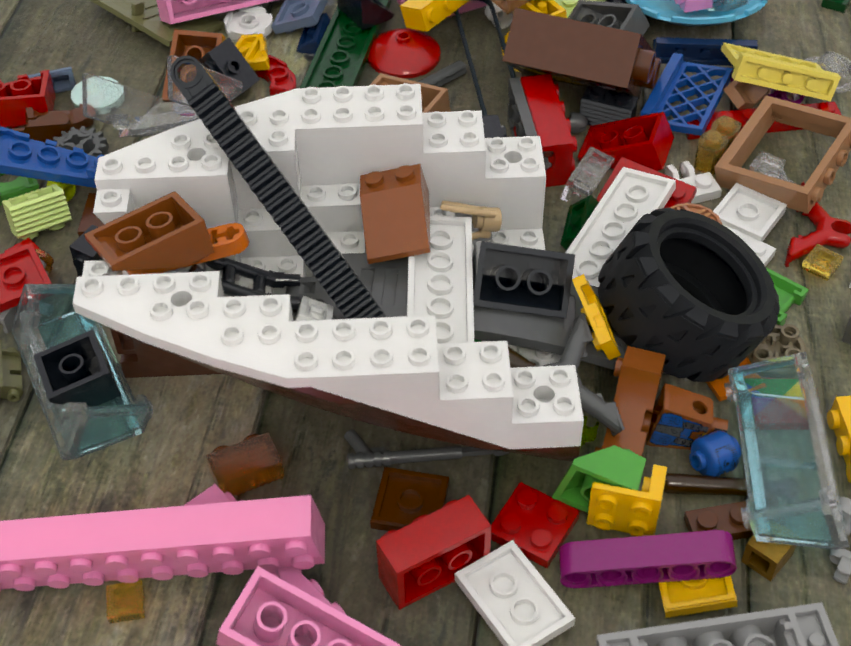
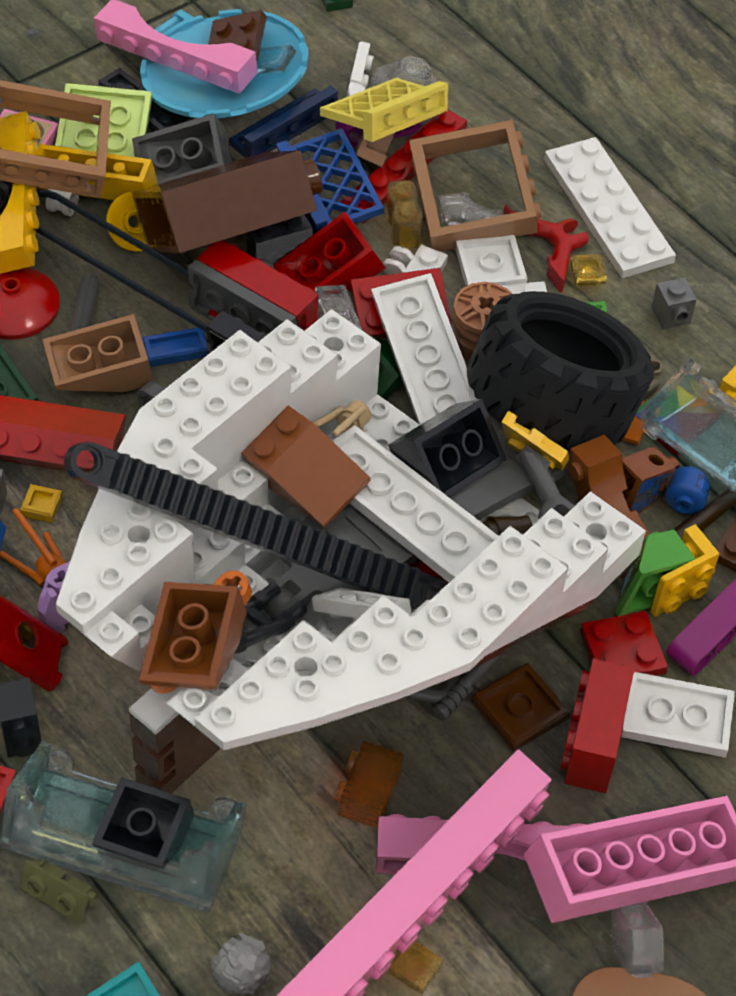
camera: 50 degrees left, 5 degrees up
(27, 500) = (241, 965): none -> light grey piece
(798, 44) = (362, 64): none -> white hinge

